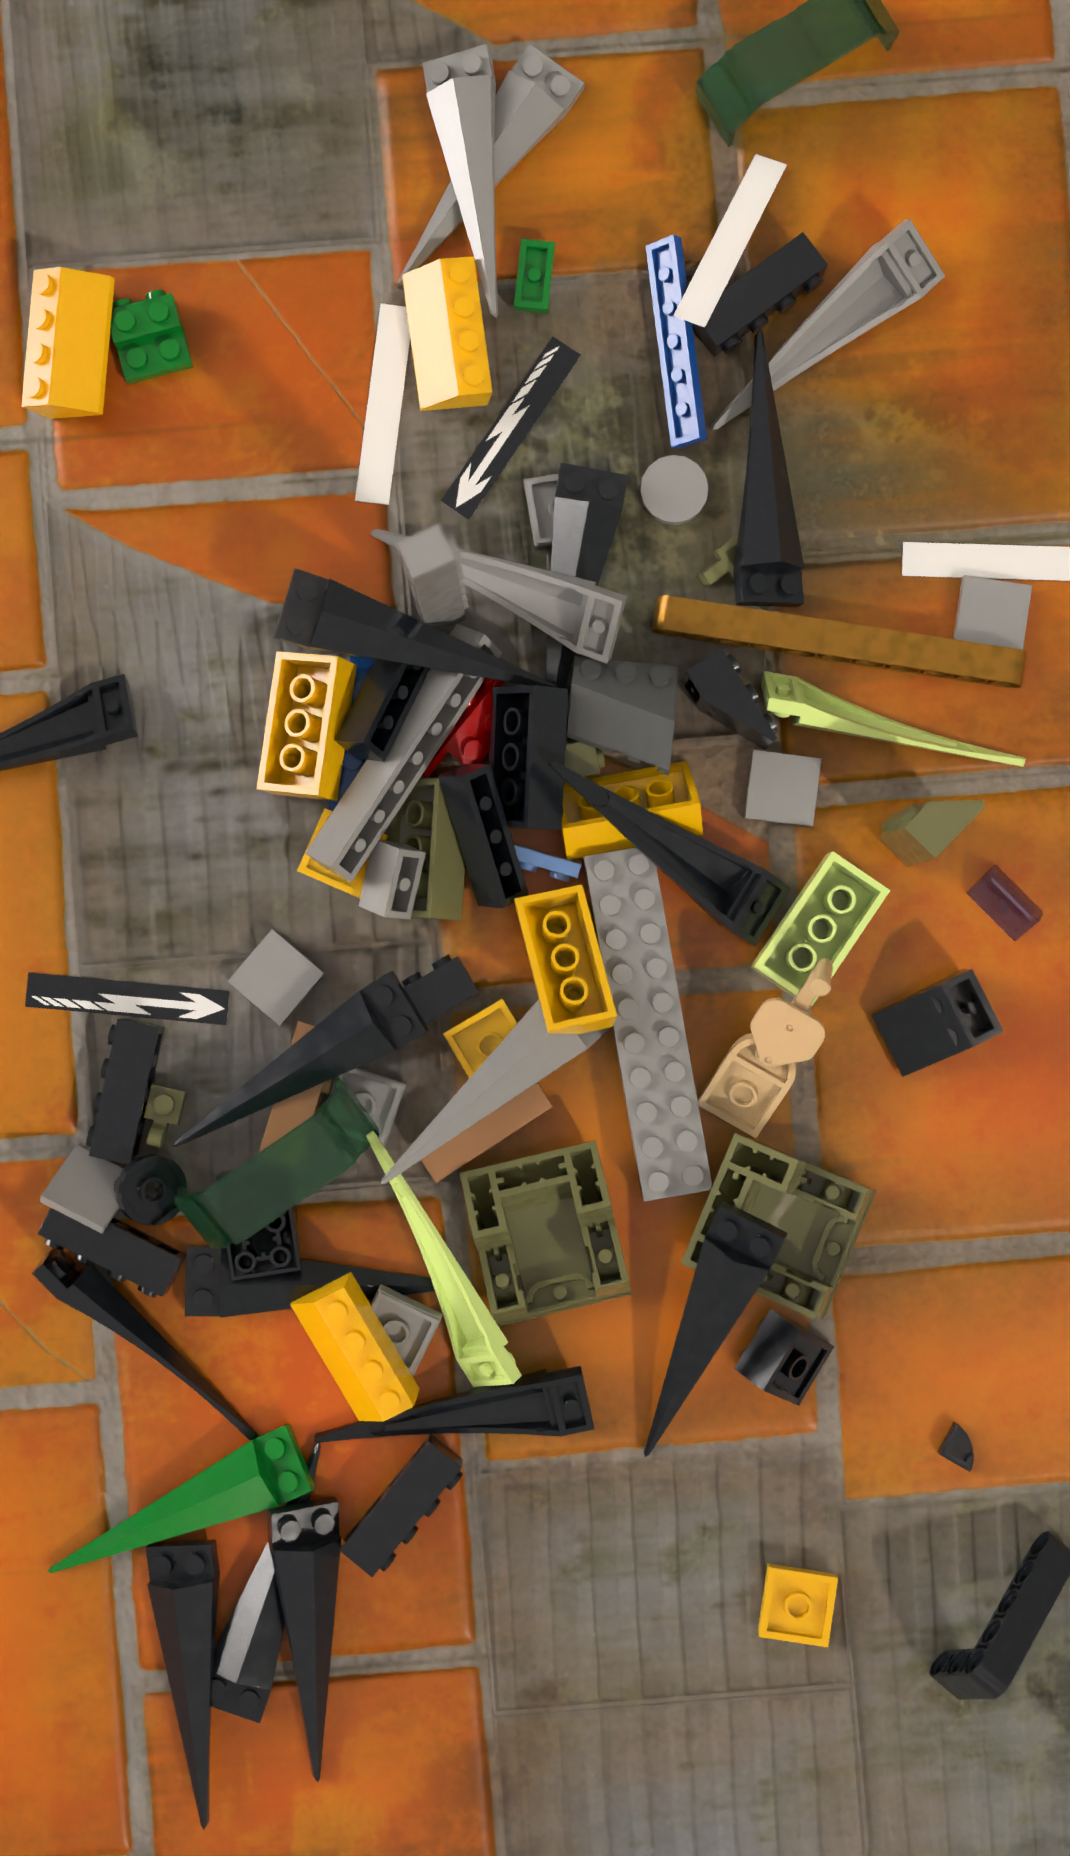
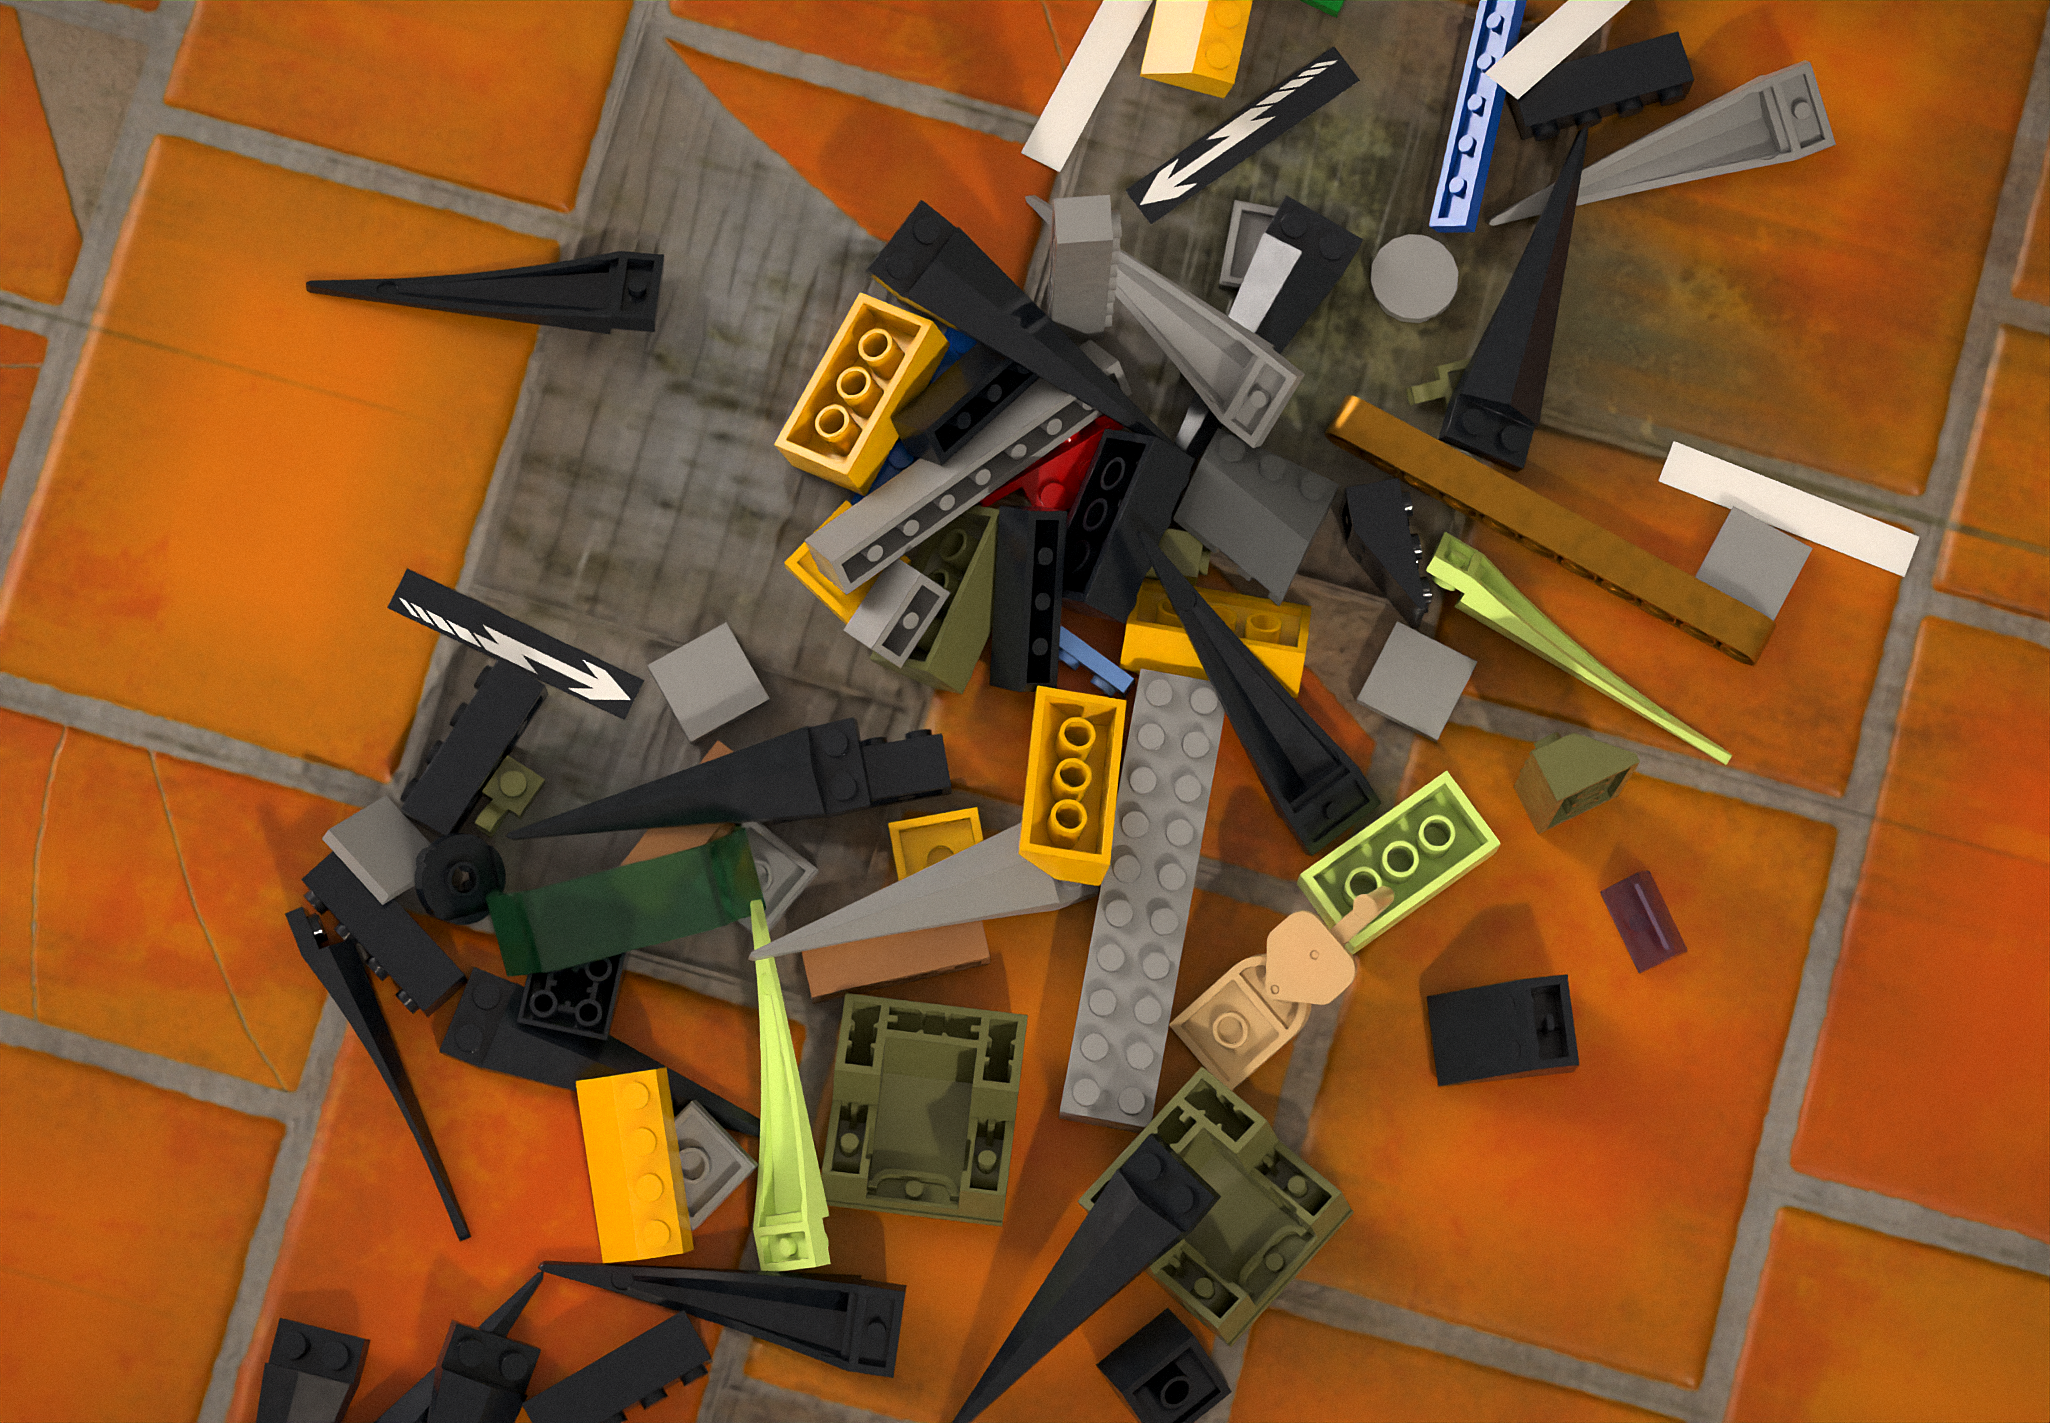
camera: 20 degrees right, 10 degrees down
(242, 1483) = (416, 1283): green plate -> none

